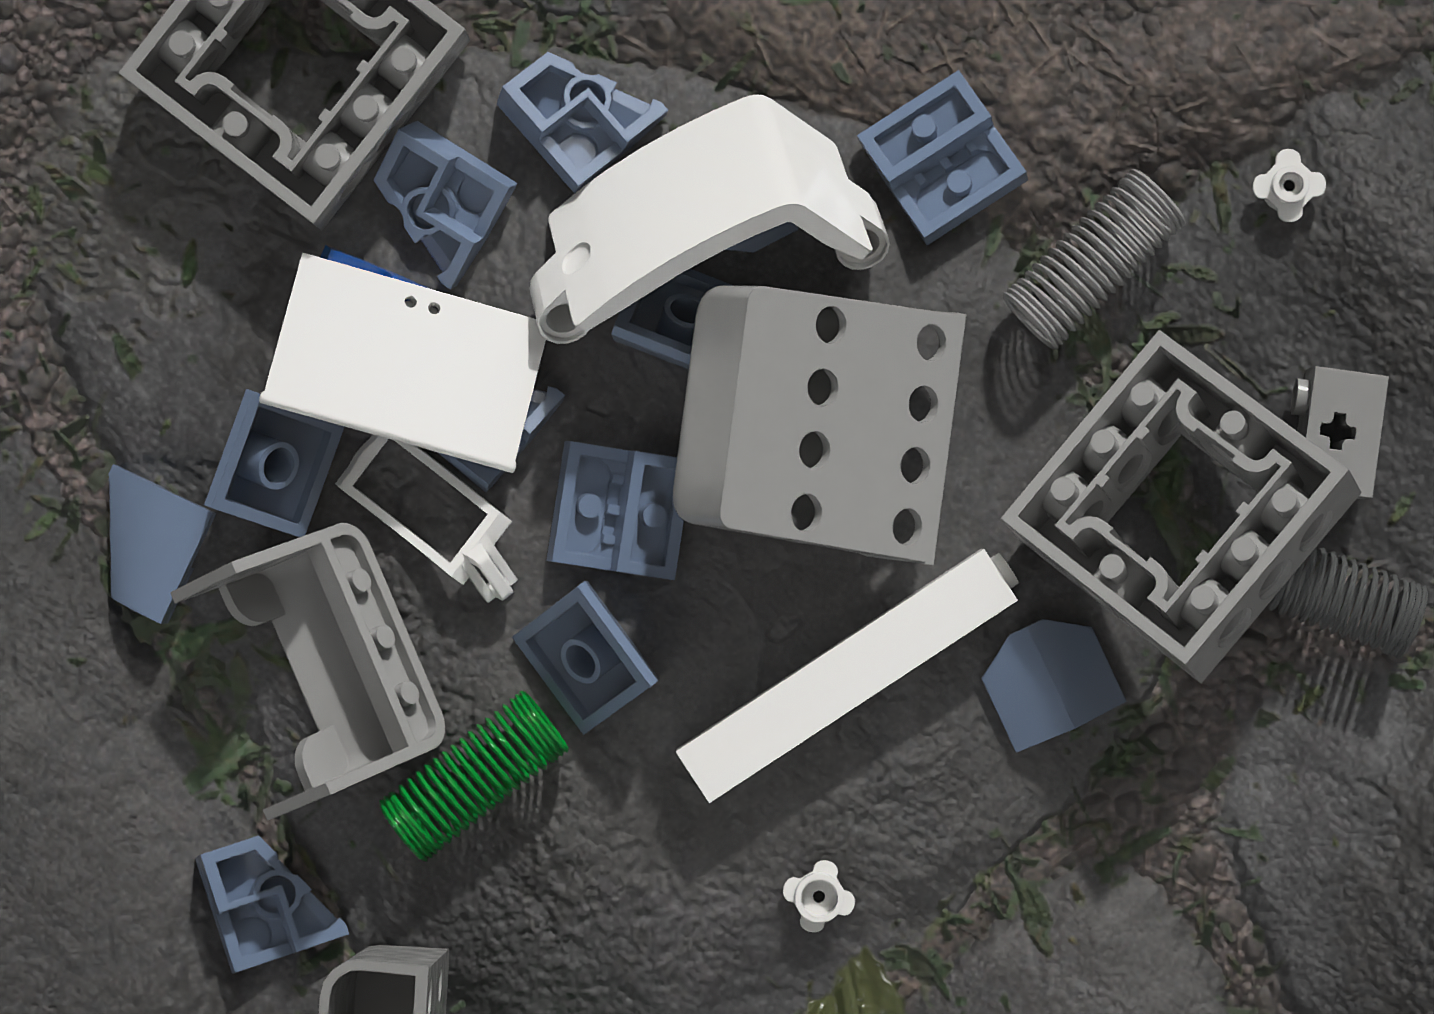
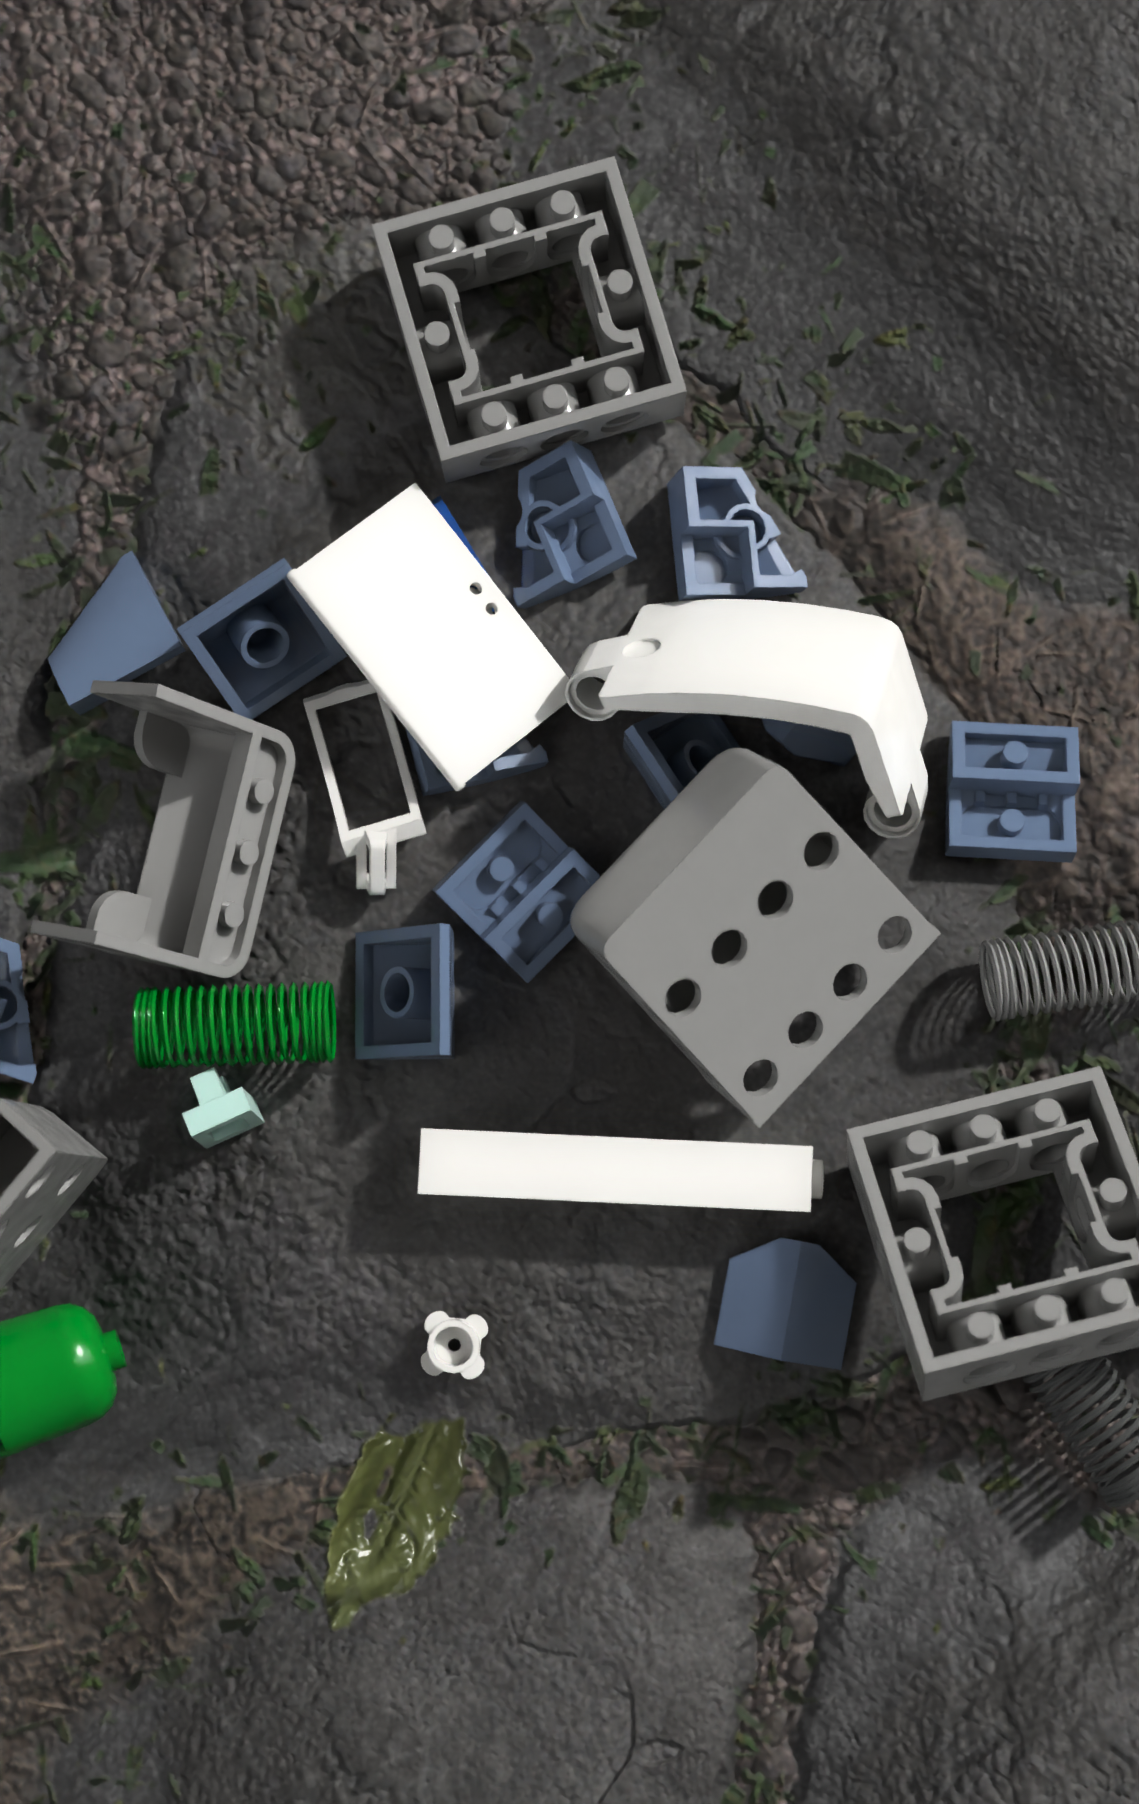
camera: 35 degrees right, 5 degrees down
(511, 850) = (221, 1111): none -> light aqua tile

